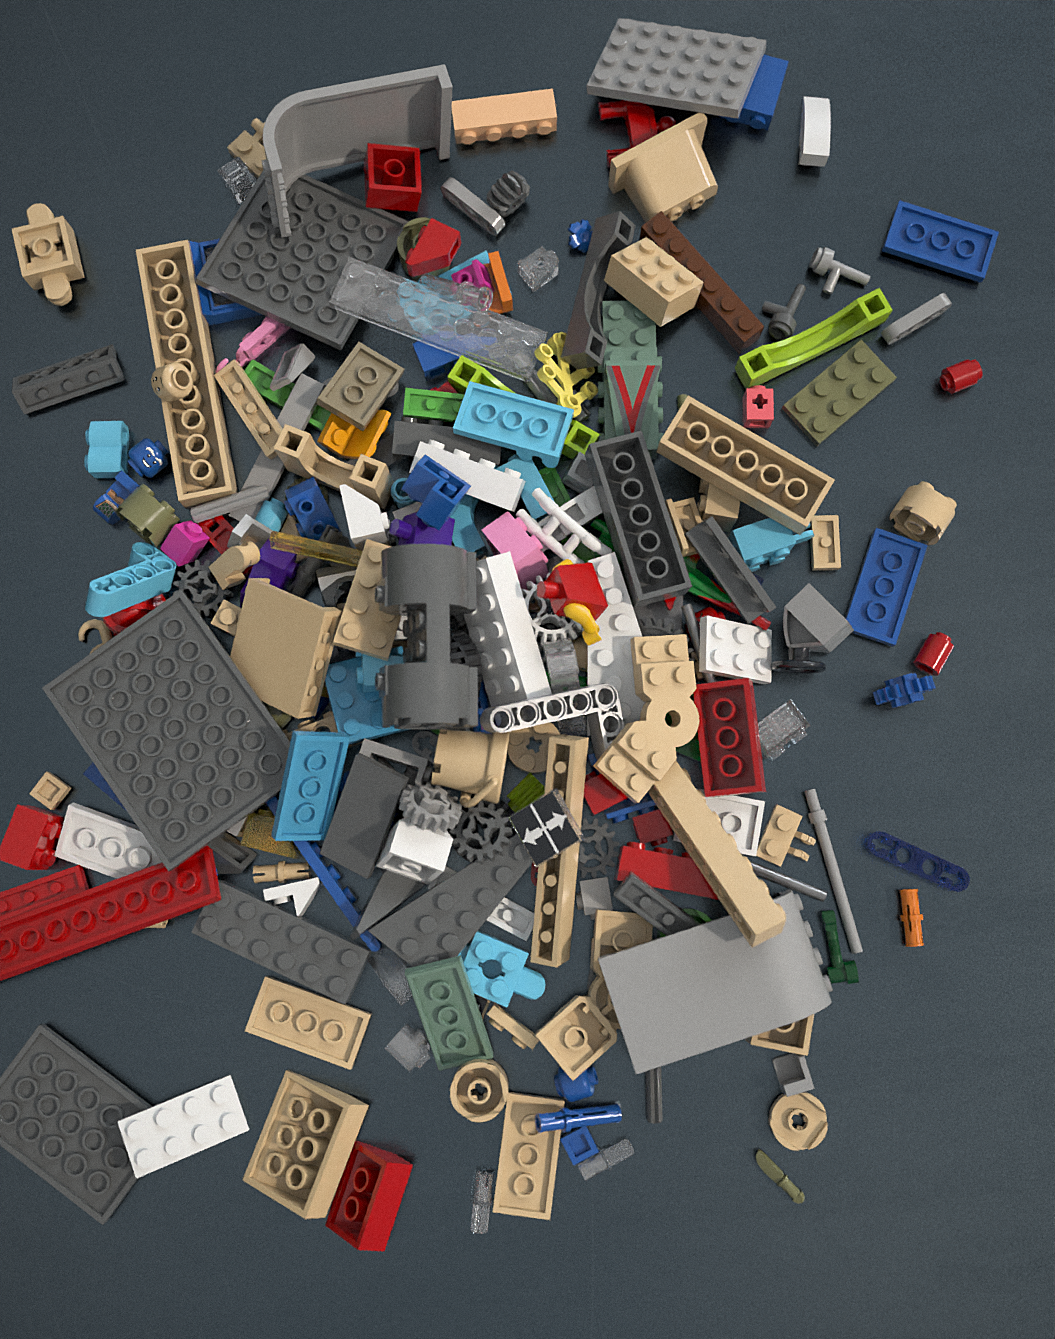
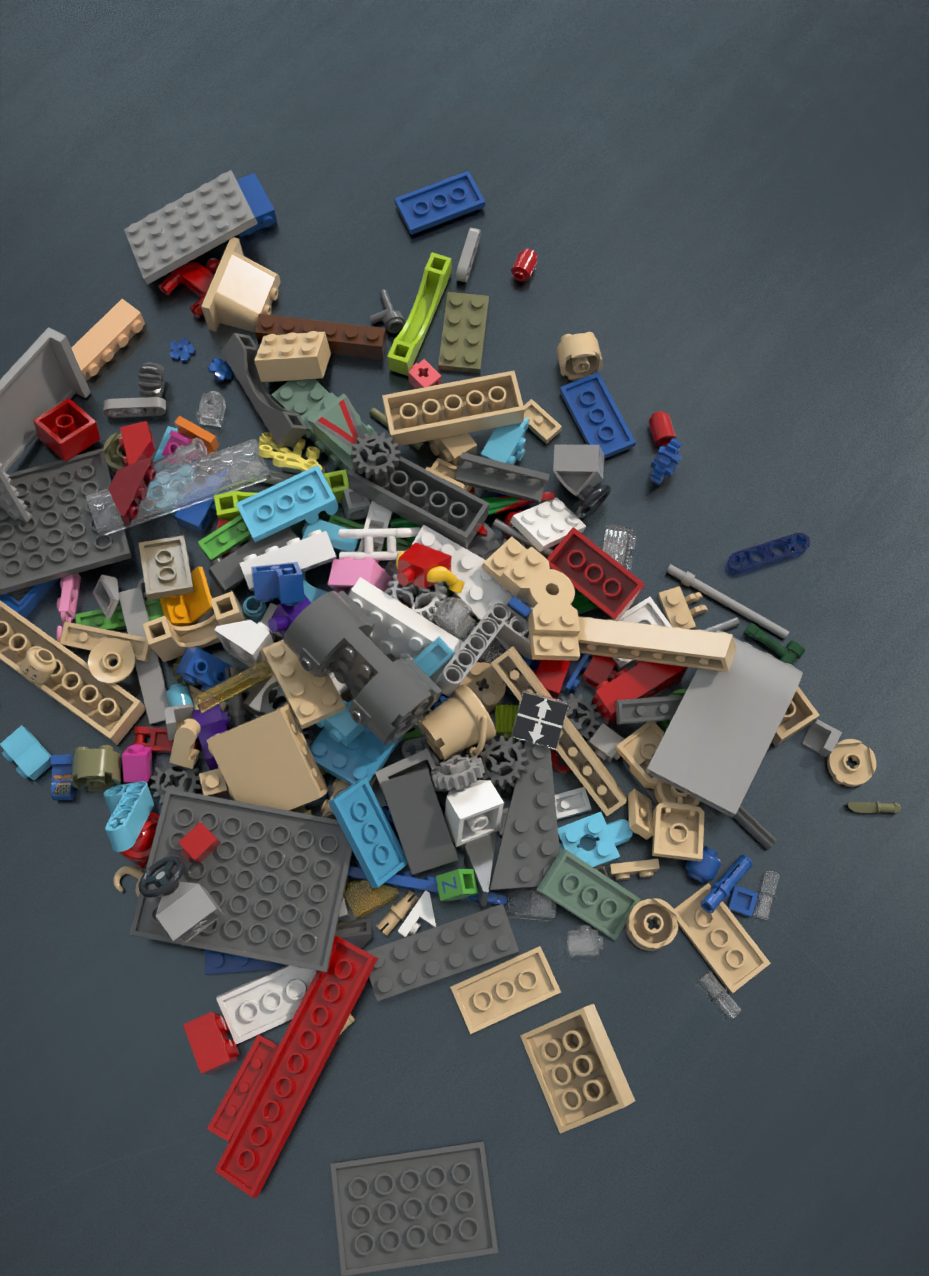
camera: 45 degrees left, 10 degrees down
(50, 790) = (192, 1005): tan plate -> none
(97, 706) = (184, 906): none -> light grey piece
(148, 457) = (61, 734): blue head -> none
(160, 664) = (198, 843): none -> red brick
(183, 1126) = (489, 1134): white plate -> none
(230, 503) = (145, 713): light grey axle -> none
(233, 421) = (102, 656): none -> tan dish
(343, 901) = (456, 884): none -> bright green brick
(368, 1197) = (649, 1061): red slope -> none
(389, 285) = (130, 488): none -> dark red slope
(503, 684) = (434, 656): none -> medium azure tile
(562, 987) = (640, 814): none -> tan plate
(564, 185) = (181, 350): none -> blue plant
(627, 707) = (519, 607): none -> blue tile
(632, 437) = (375, 455): none -> dark grey gear
(814, 131) = (307, 200): white slope -> none
(823, 260) = (383, 267): light grey piece -> none
(911, 917) = (797, 587): orange pin -> none

